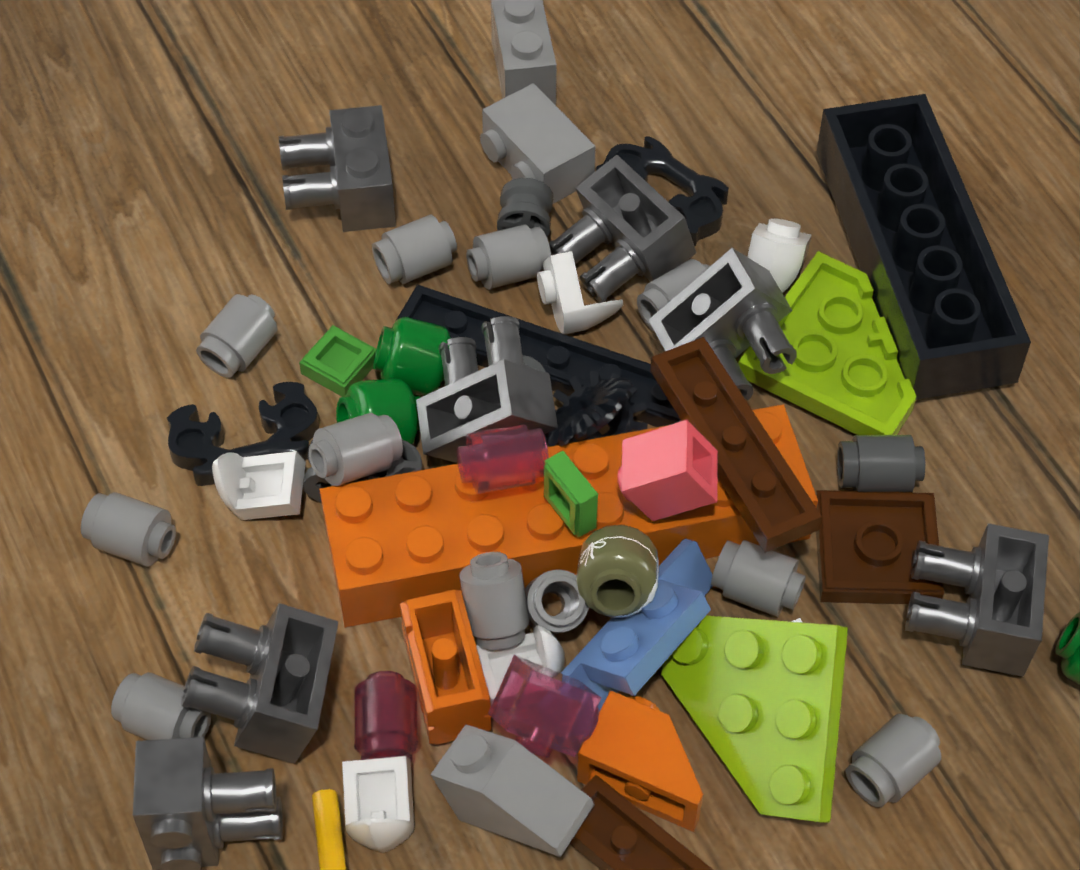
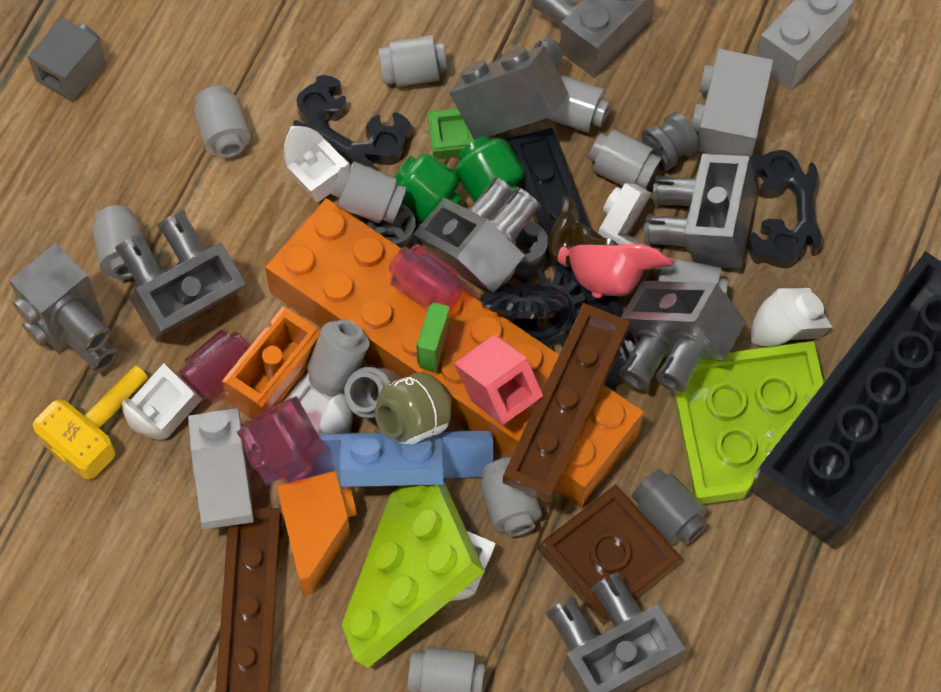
camera: 50 degrees right, 10 degrees up
(363, 274) = (511, 90): none -> flat silver brick
(598, 336) = (599, 261): none -> coral hair

